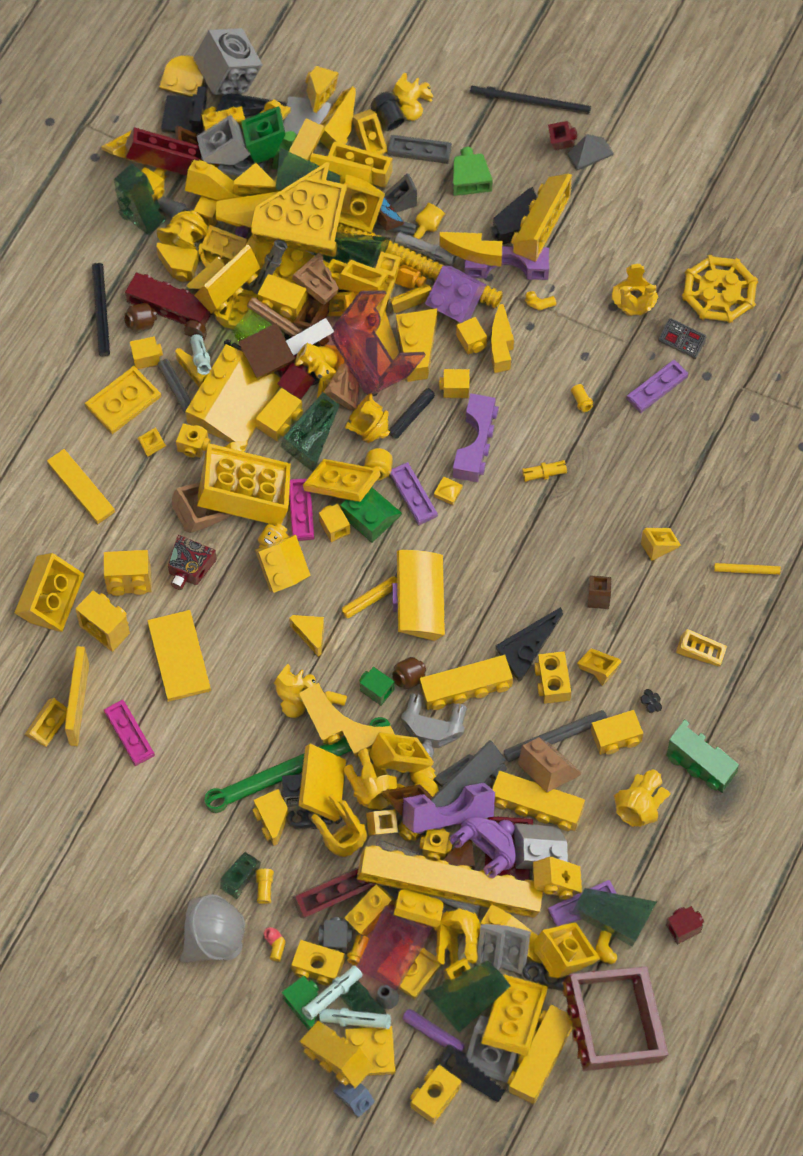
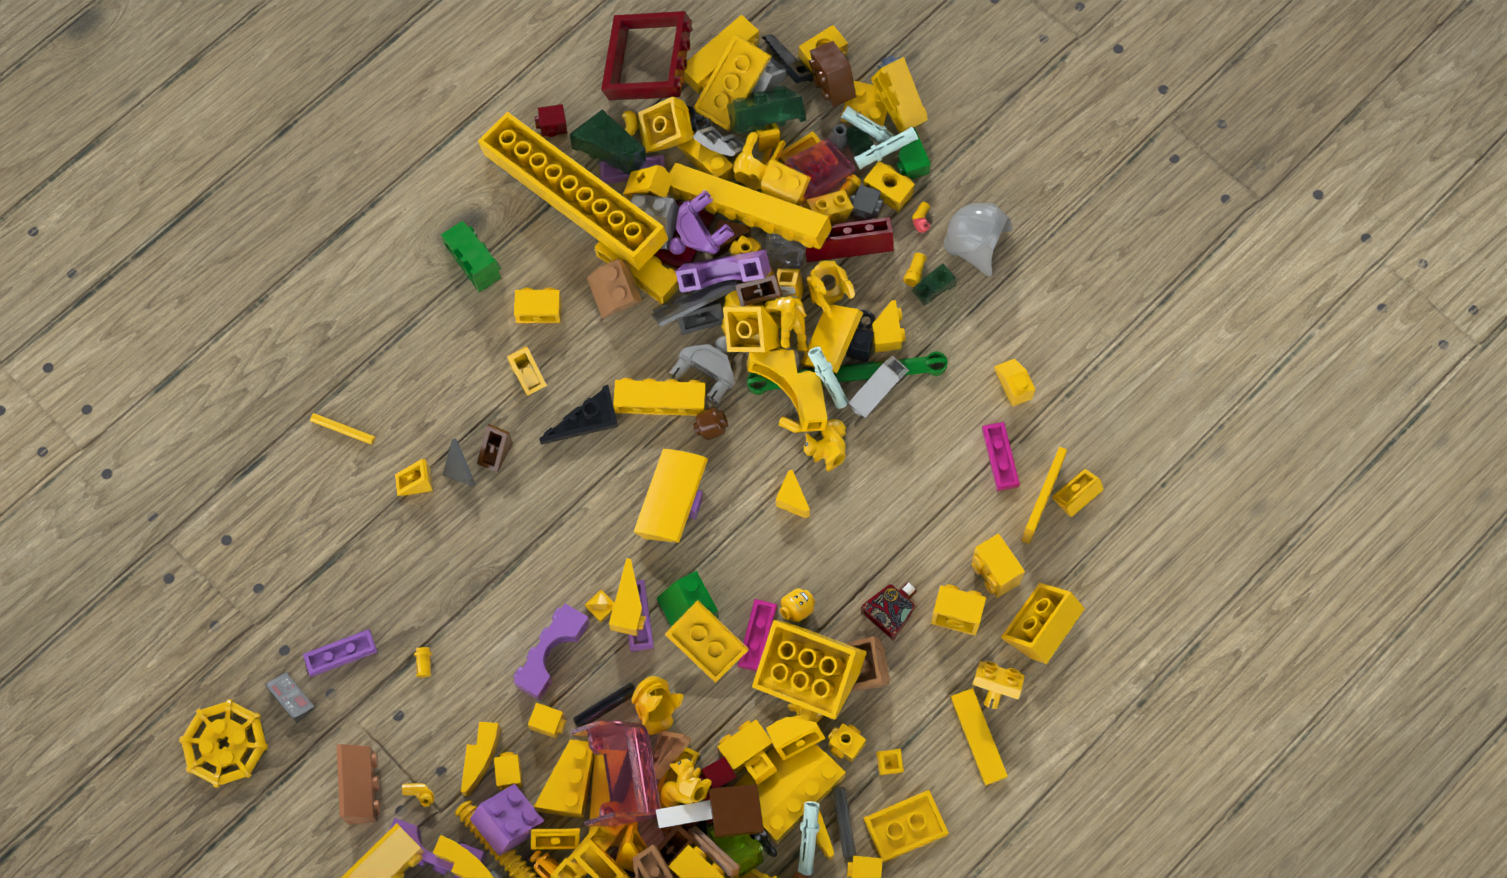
camera: 160 degrees left, 5 degrees up
(75, 526) = (998, 682): none -> yellow plate
(135, 803) = (1015, 381): none -> yellow slope
(179, 655) = (929, 518): yellow tile -> none
(241, 428) = (793, 736): none -> yellow slope
(259, 397) = (760, 767): none -> yellow plate
(260, 752) = (878, 386): none -> light grey slope
(282, 563) = (797, 569): yellow slope -> none
(309, 434) = (718, 710): clear green wedge -> none
(316, 738) = (824, 370): none -> light aqua pin
(334, 522) = (729, 605): yellow brick -> none
(369, 597) = (720, 517): yellow axle -> none
(376, 685) = (746, 421): green brick -> none
(379, 459) = (661, 654): yellow head -> none
(414, 1054) = (832, 74): none -> reddish brown brick
(421, 490) = (627, 610): none -> yellow slope
(431, 1030) = (809, 106): medium lavender axle -> none
(544, 470) = (495, 594): yellow pin -> none
(557, 677) = (569, 375): yellow brick -> none
(558, 734) = (595, 324): dark grey axle -> none
(591, 285) = (357, 784): none -> nougat slope
(625, 566) = (456, 465): none -> dark grey slope
(629, 303) = (303, 750): yellow piece -> none
(629, 841) = (573, 190): none -> yellow brick
(636, 803) = (546, 228): yellow piece -> none
(651, 701) = (492, 327): black plant -> none
(691, 652) = (434, 372): yellow slope -> none

